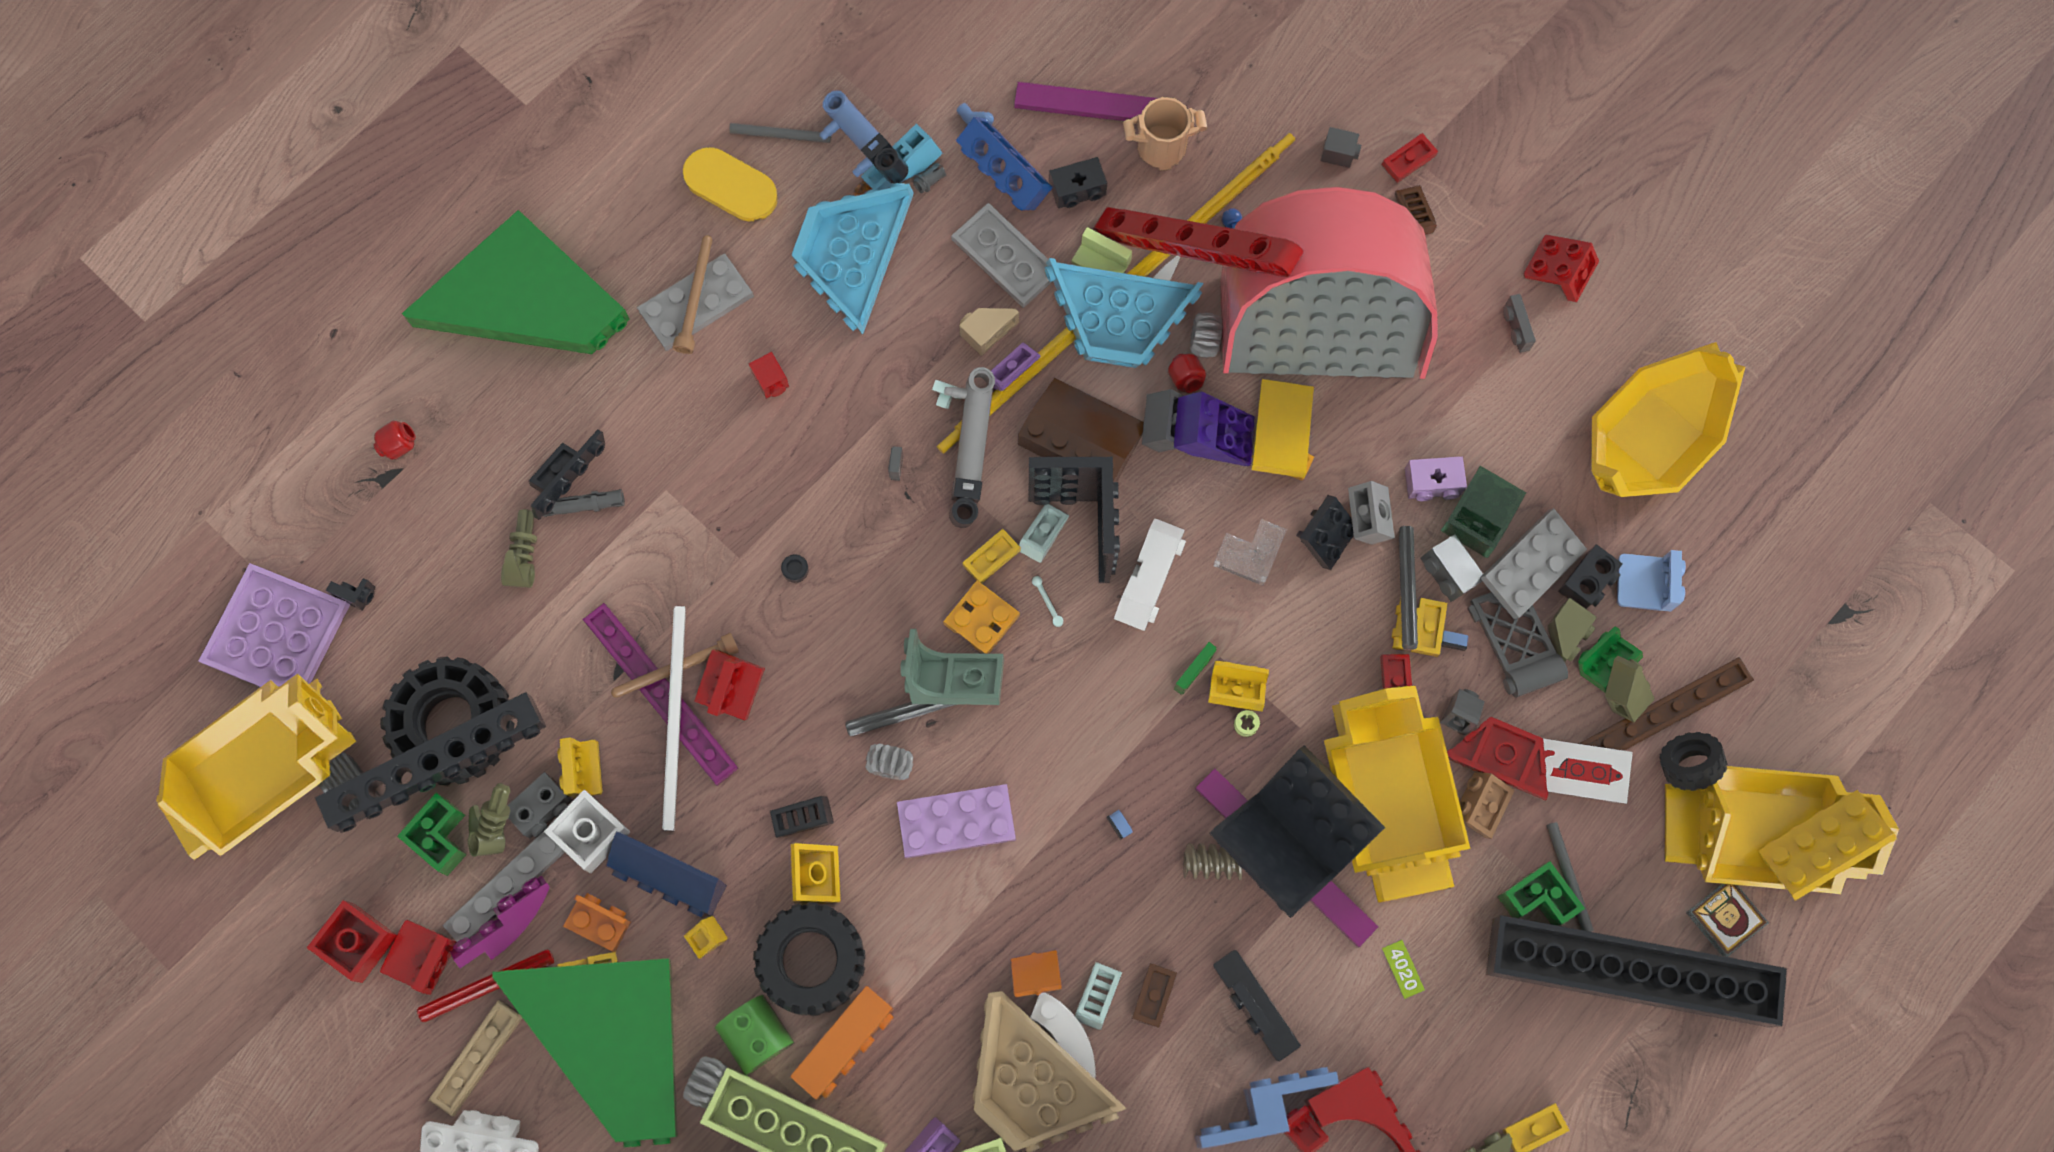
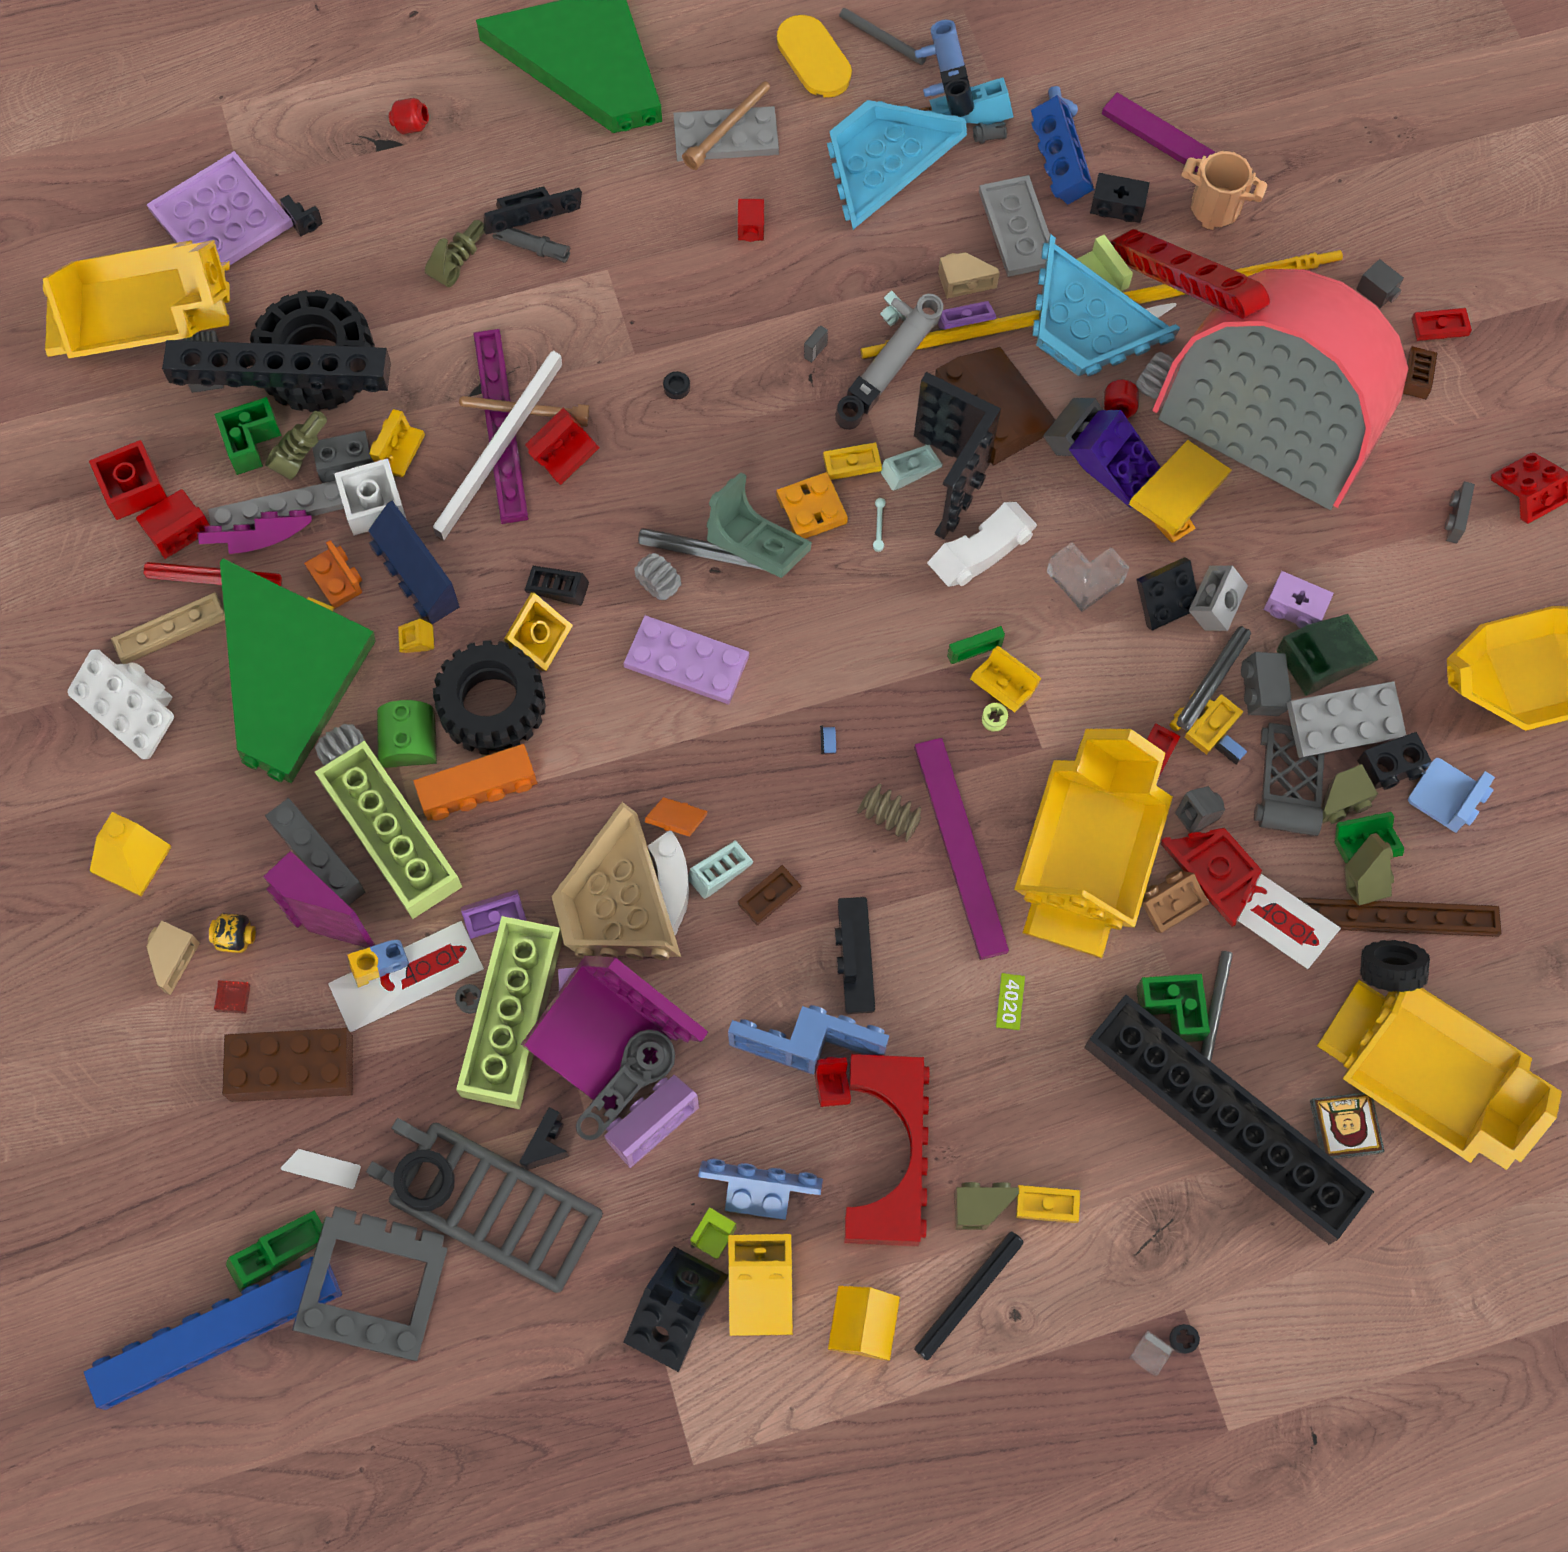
camera: 30 degrees right, 5 degrees down
(1297, 831) = (981, 825): black bracket -> none
(1826, 844) = (1478, 1100): yellow bracket -> none

